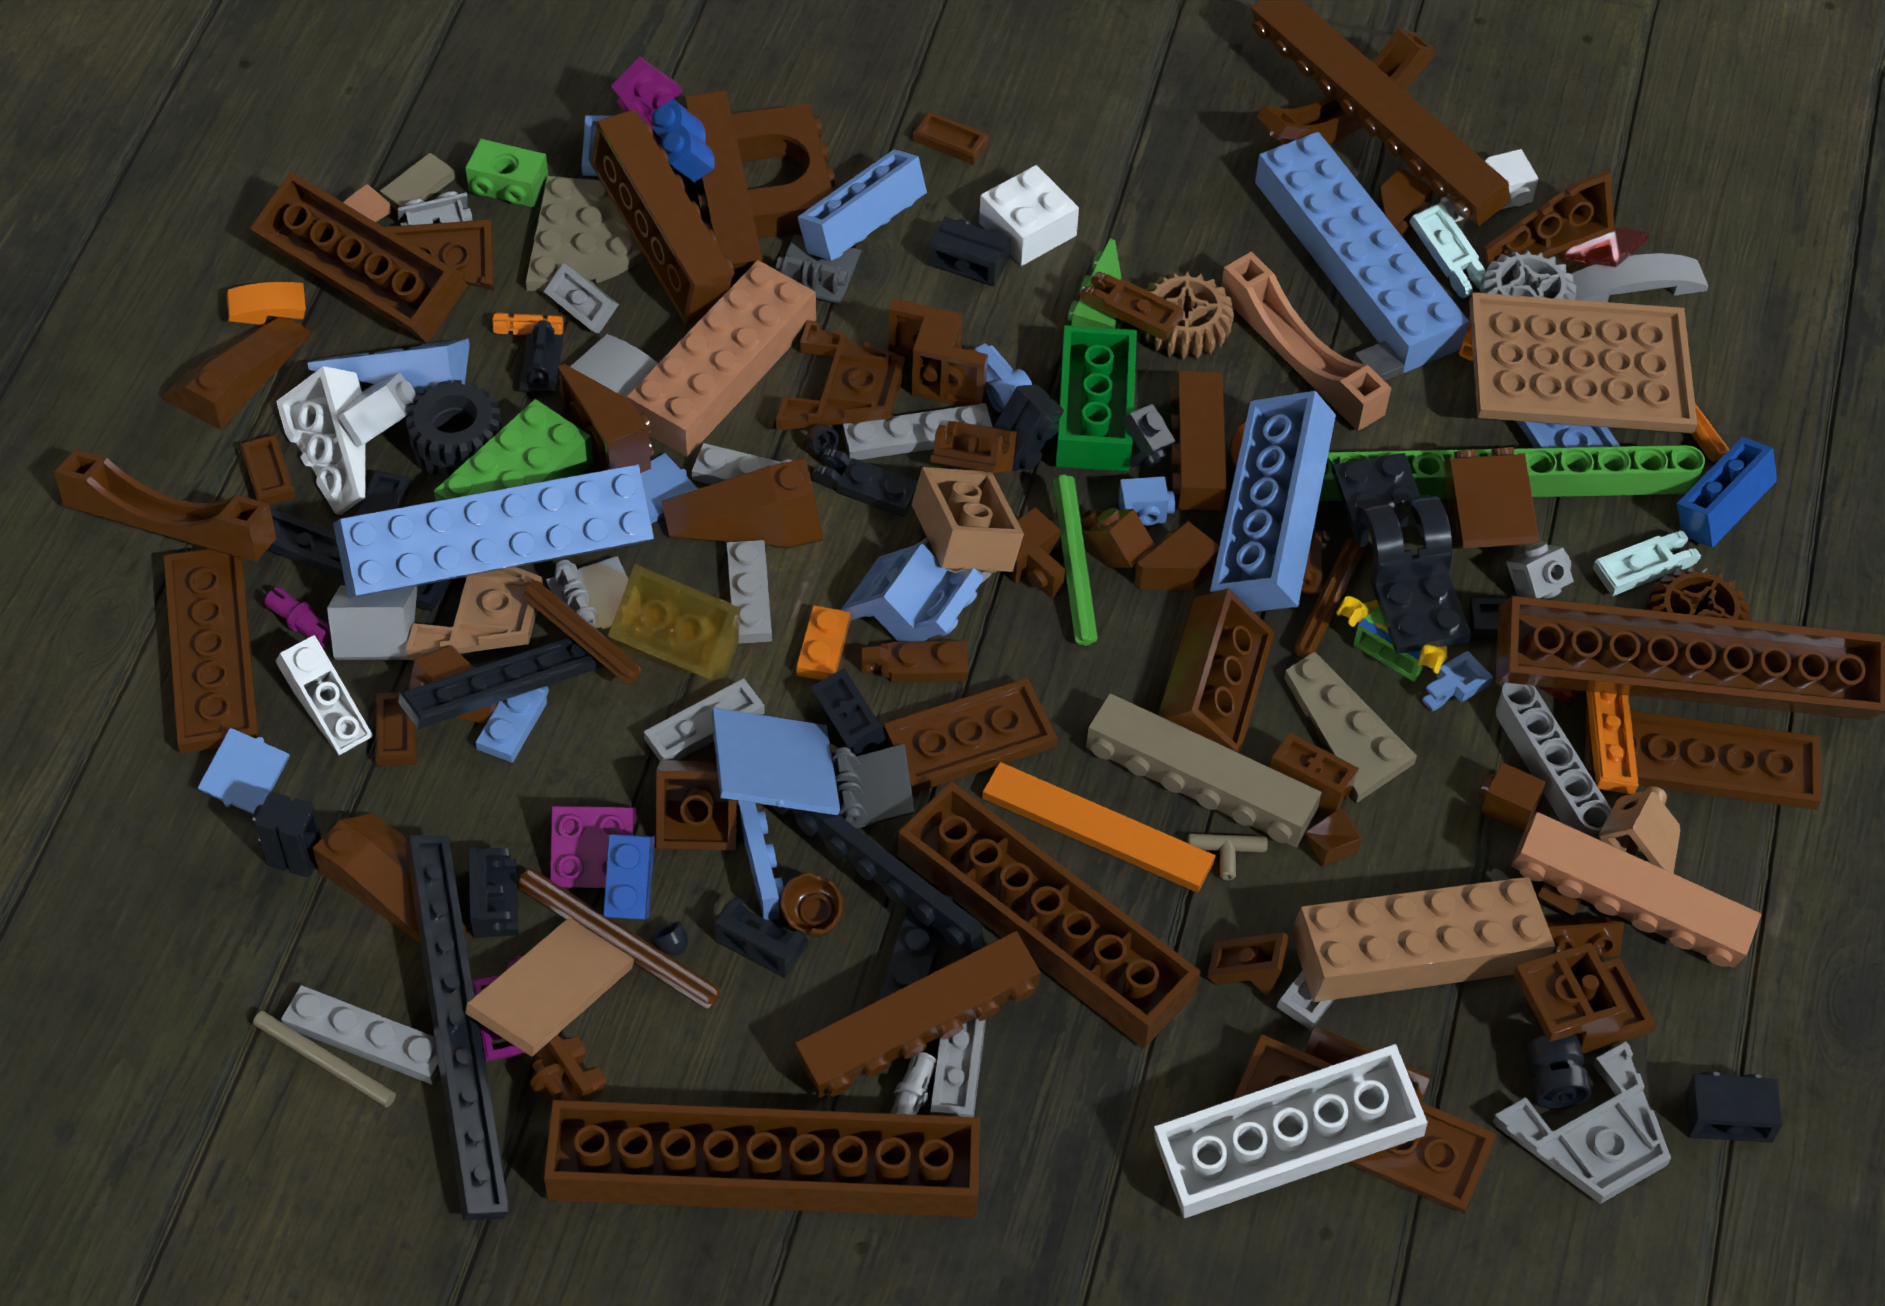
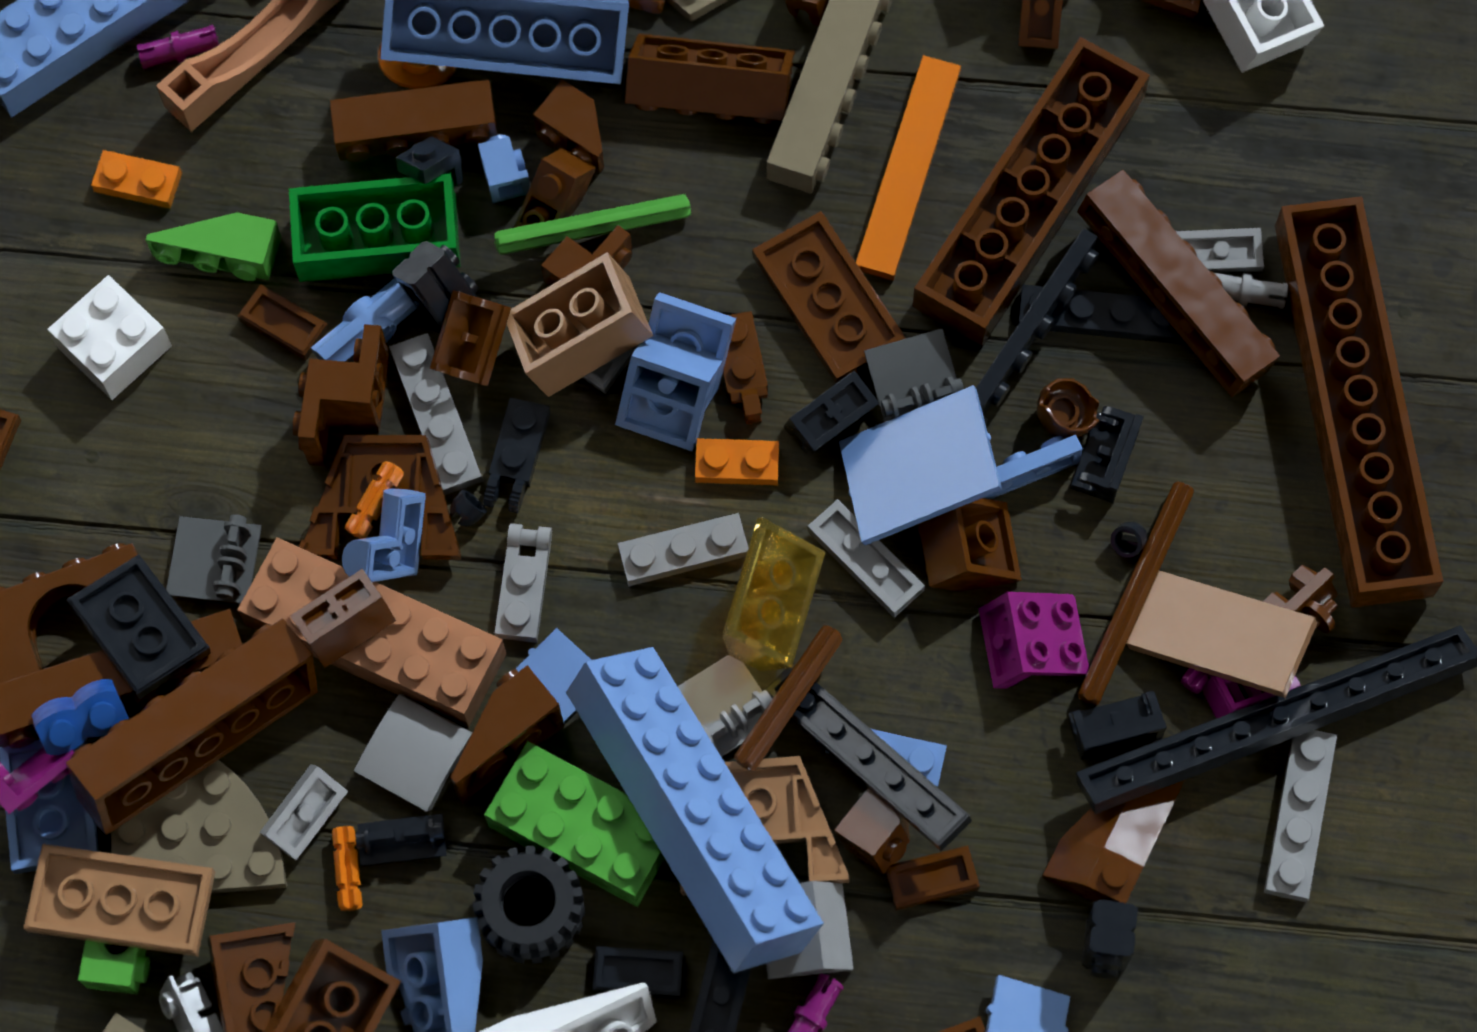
camera: 95 degrees left, 15 degrees up
(323, 695) = (910, 963): white slope -> none
(324, 1059) = (1336, 848): dark tan bar -> none
(377, 408) = (522, 992): slope -> none
(534, 165) = (119, 900): none -> medium nougat tile
(629, 876) = (1083, 581): blue brick -> none
(722, 310) = (343, 618): none -> reddish brown hinge
(756, 193) = (139, 626): none -> black tile
(759, 505) = (583, 559): reddish brown wedge -> none
(790, 375) = (397, 547): none -> medium blue brick
(837, 365) = (370, 504): none -> orange axle
(862, 205) = (127, 513): medium blue brick -> none
(969, 251) = (169, 394): black brick -> none
(1027, 337) = (283, 322): none -> reddish brown tile
(1132, 305) = (252, 196): reddish brown hinge -> none
(1180, 251) = (136, 179): none -> orange plate
(1207, 315) = (204, 155): medium nougat gear -> none
(1227, 846) = (906, 49): dark tan piece -> none
(1303, 291) = (177, 46): none -> magenta pin

